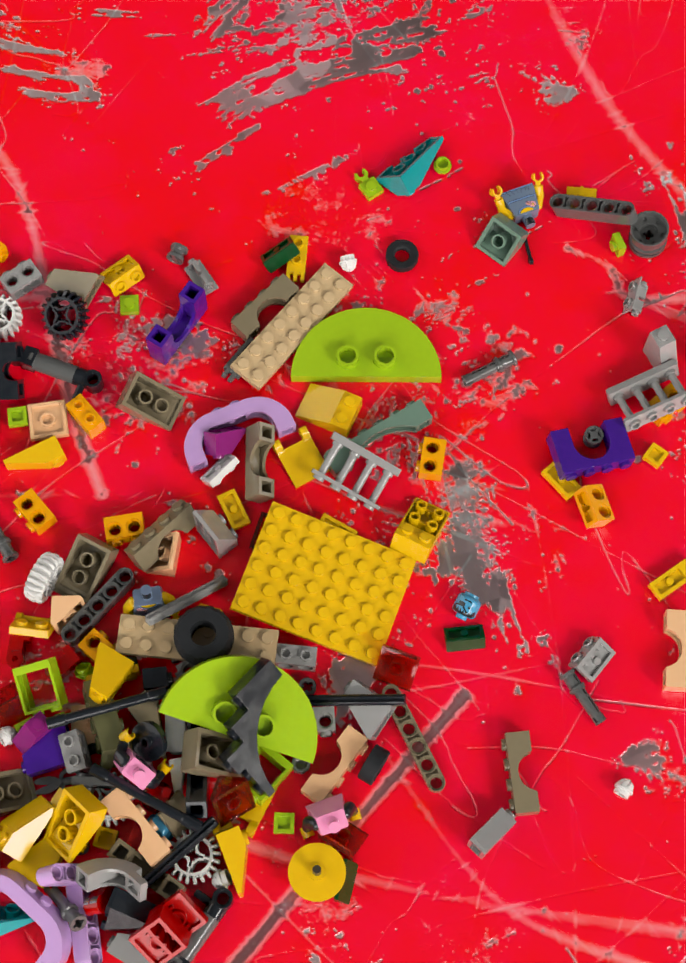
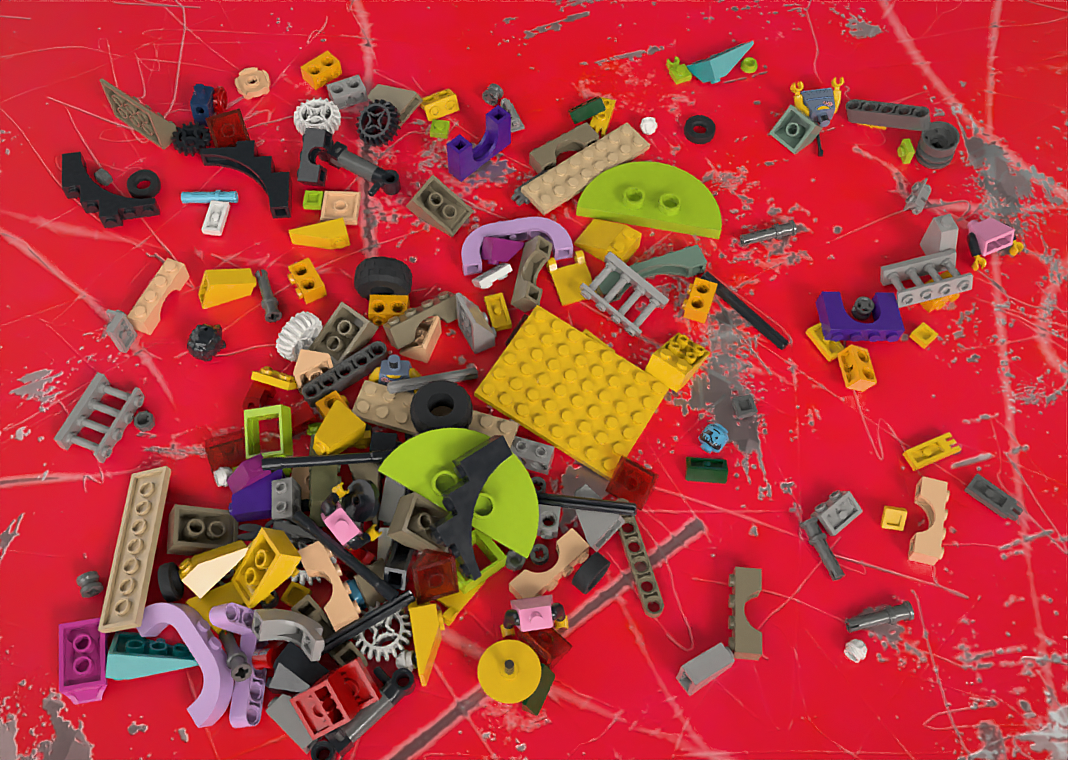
camera: 10 degrees right, 10 degrees down
(85, 416) = (376, 208): light orange brick -> none
(113, 500) = (382, 277): none -> black tyre
(284, 823) = (485, 616): lime plate -> none
(327, 750) = (541, 561): none -> dark grey bush
(478, 461) = (747, 312): none -> black axle
(491, 566) = (744, 406): none -> dark grey plate
(645, 654) = (893, 518): none -> yellow plate
(650, 749) = (889, 615): none -> dark grey pin

